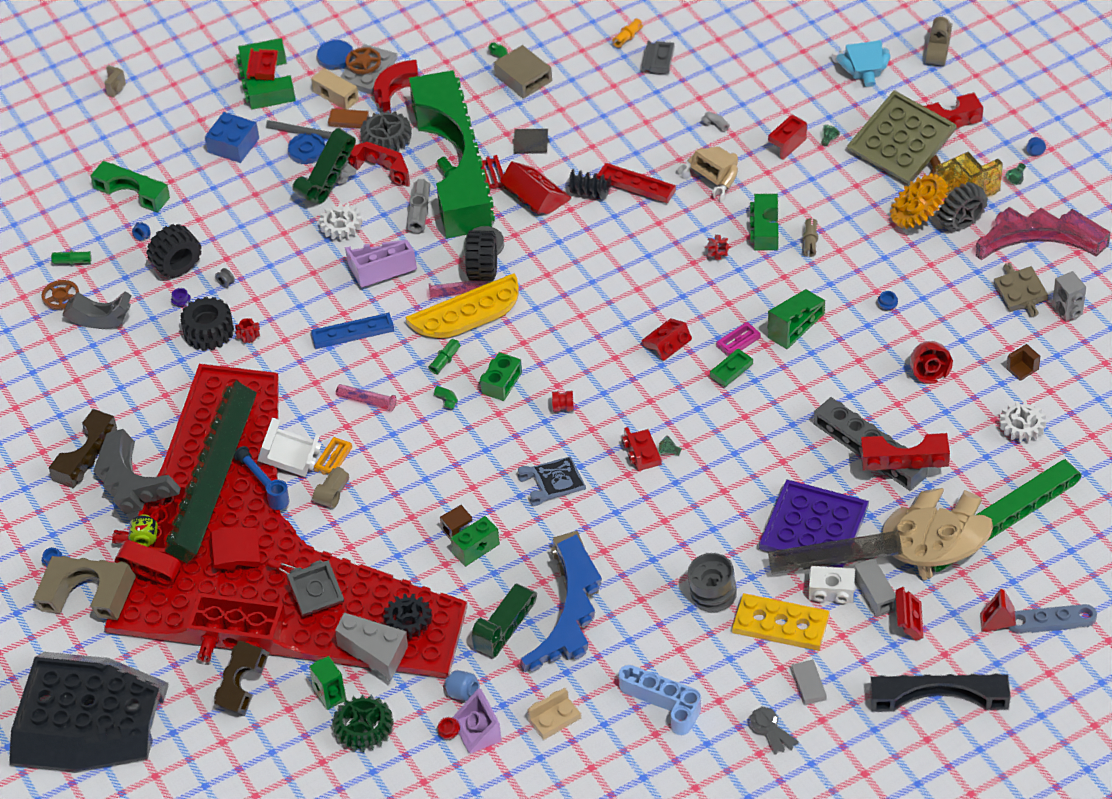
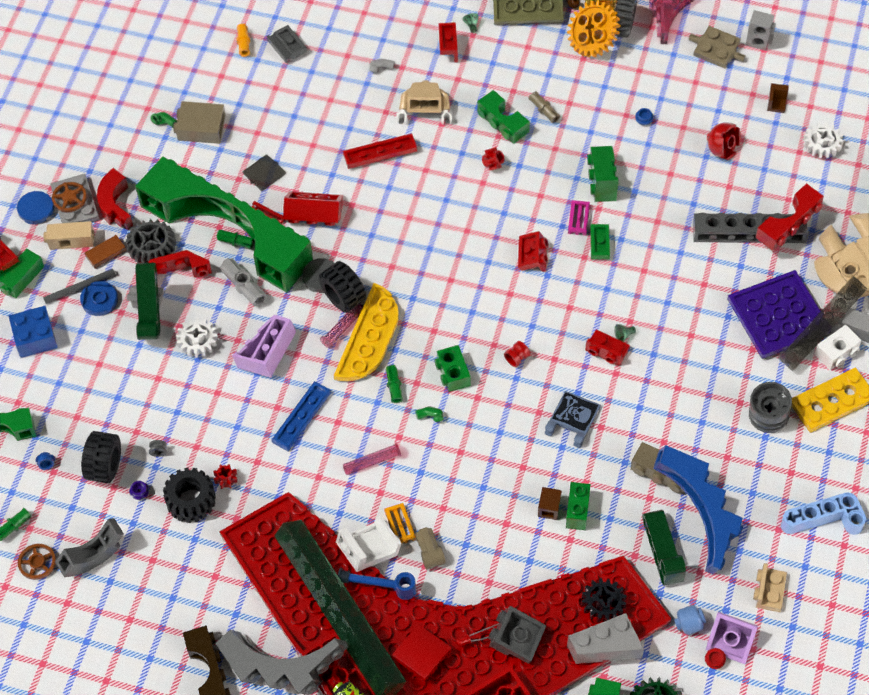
camera: 45 degrees left, 10 degrees up
(588, 185) = (350, 175): black piece -> none

